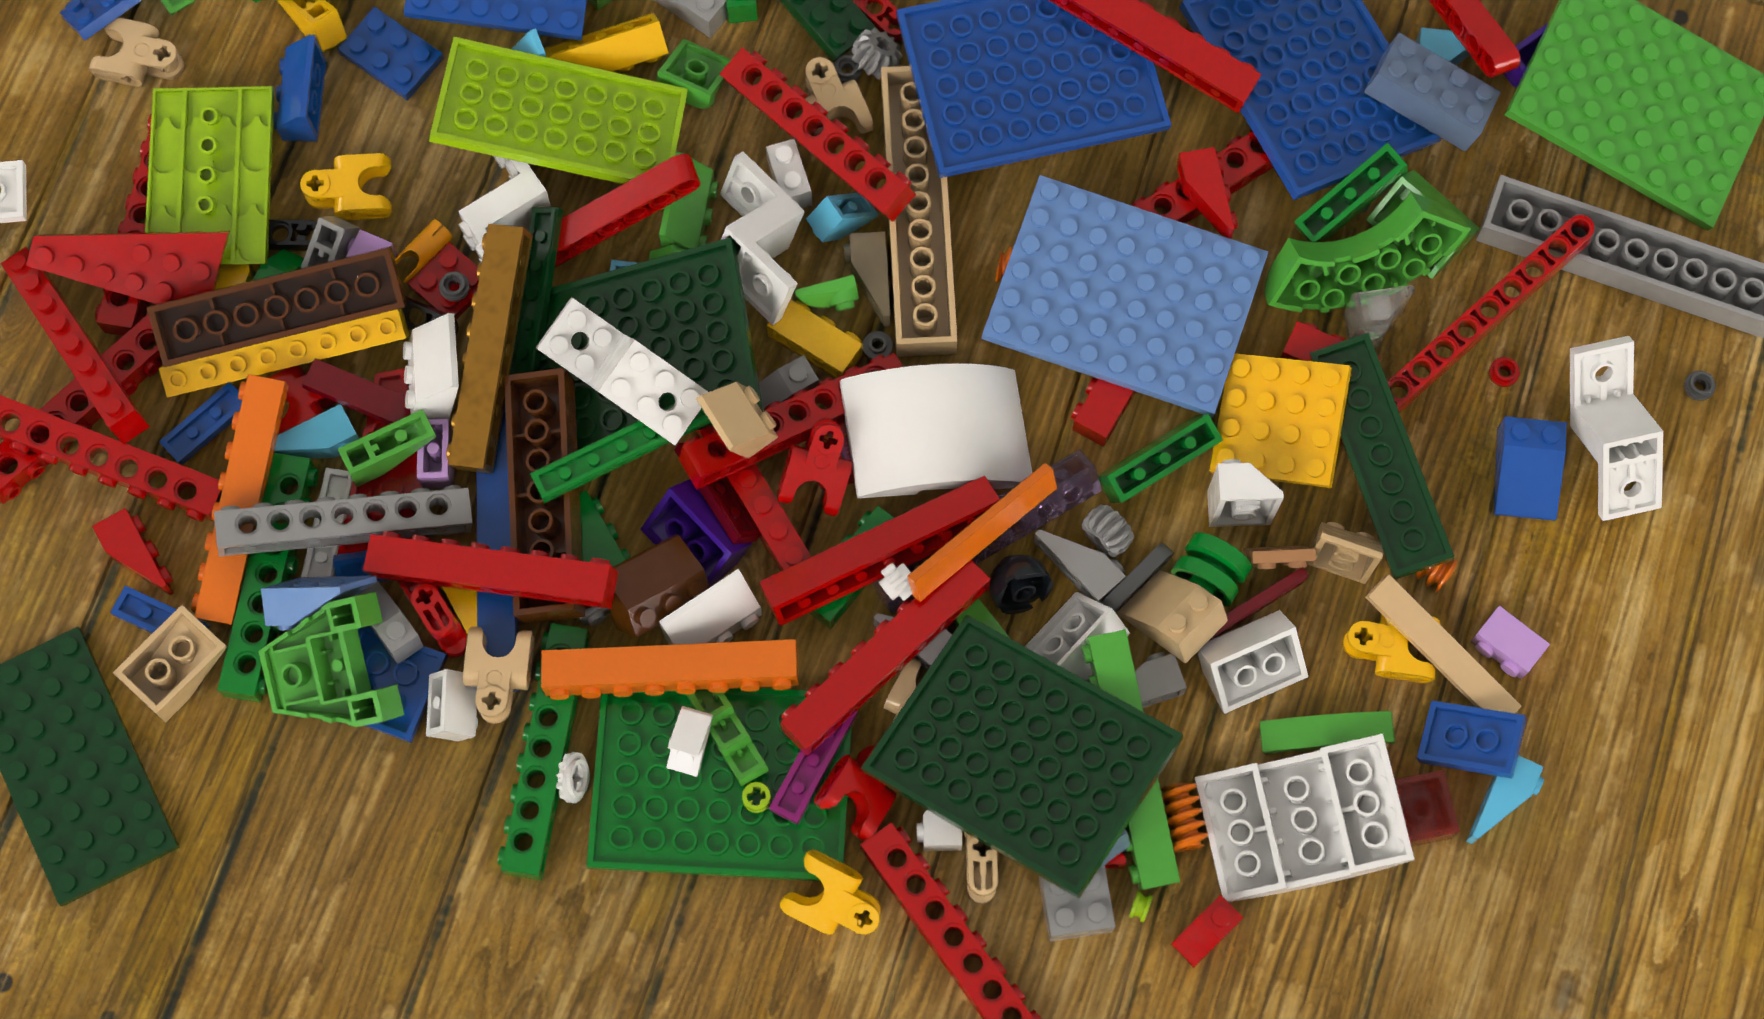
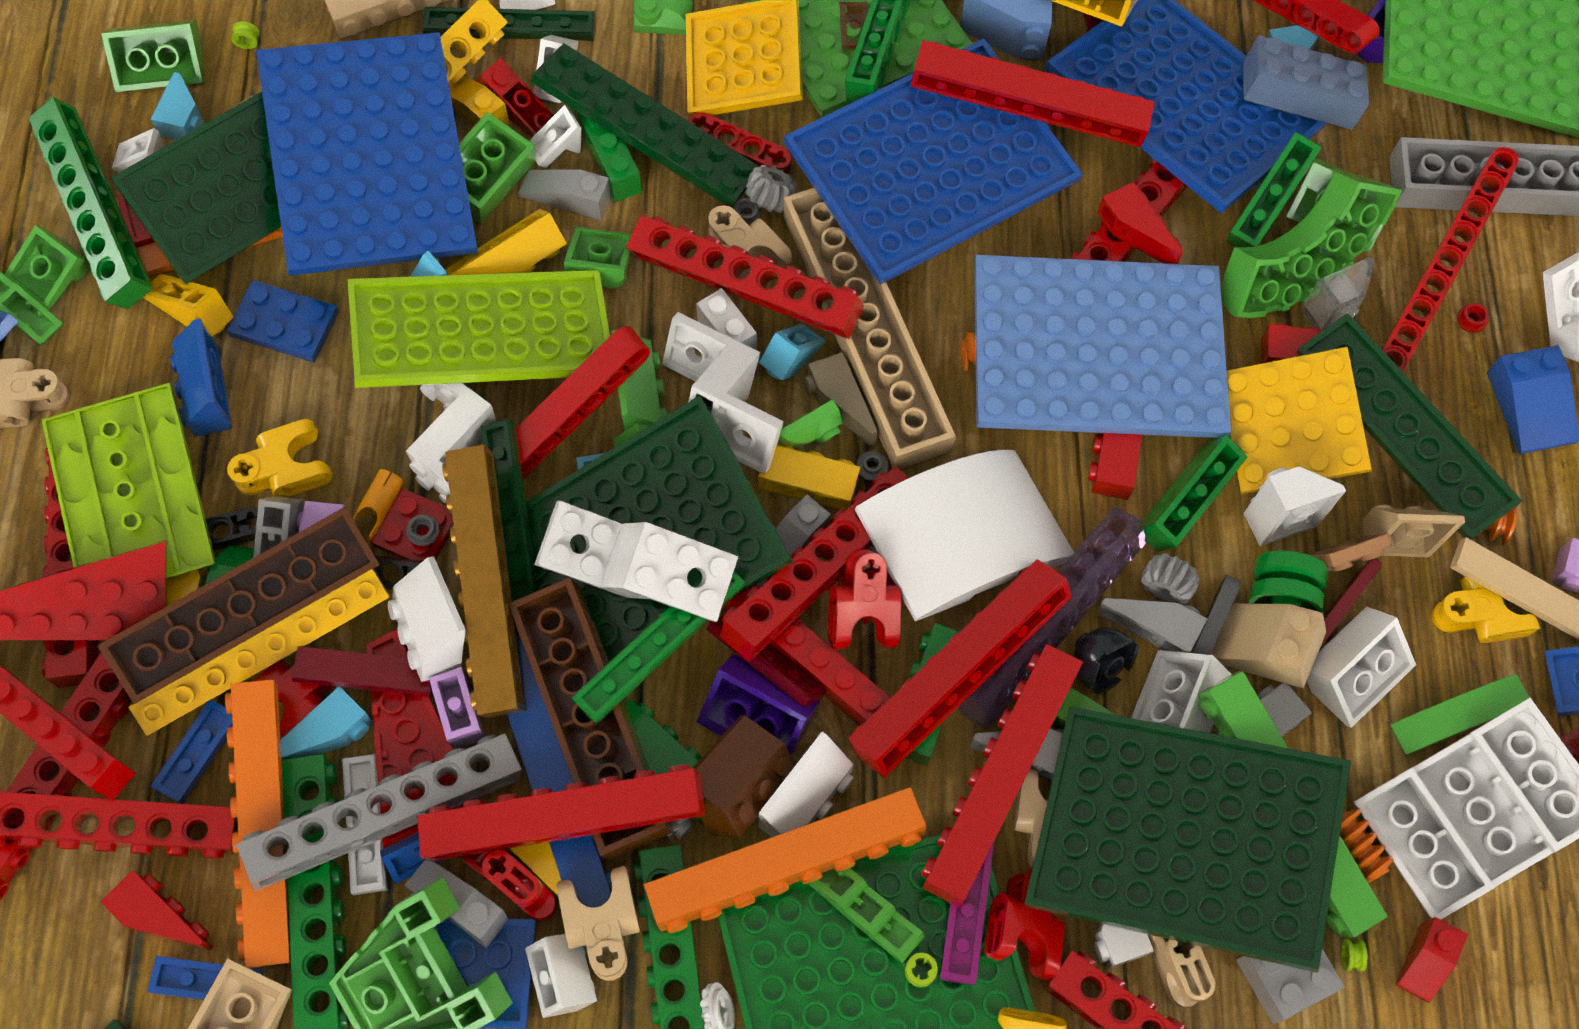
camera: 20 degrees left, 5 degrees down
(301, 597) = (365, 905): medium blue slope -> none
(386, 447) = (404, 717): bright green slope -> none
(689, 741) = (832, 932): white slope -> none
(739, 418) = (775, 573): tan slope -> none
(895, 581) = (991, 693): white gear -> none
(982, 532) = (1058, 617): orange tile -> none

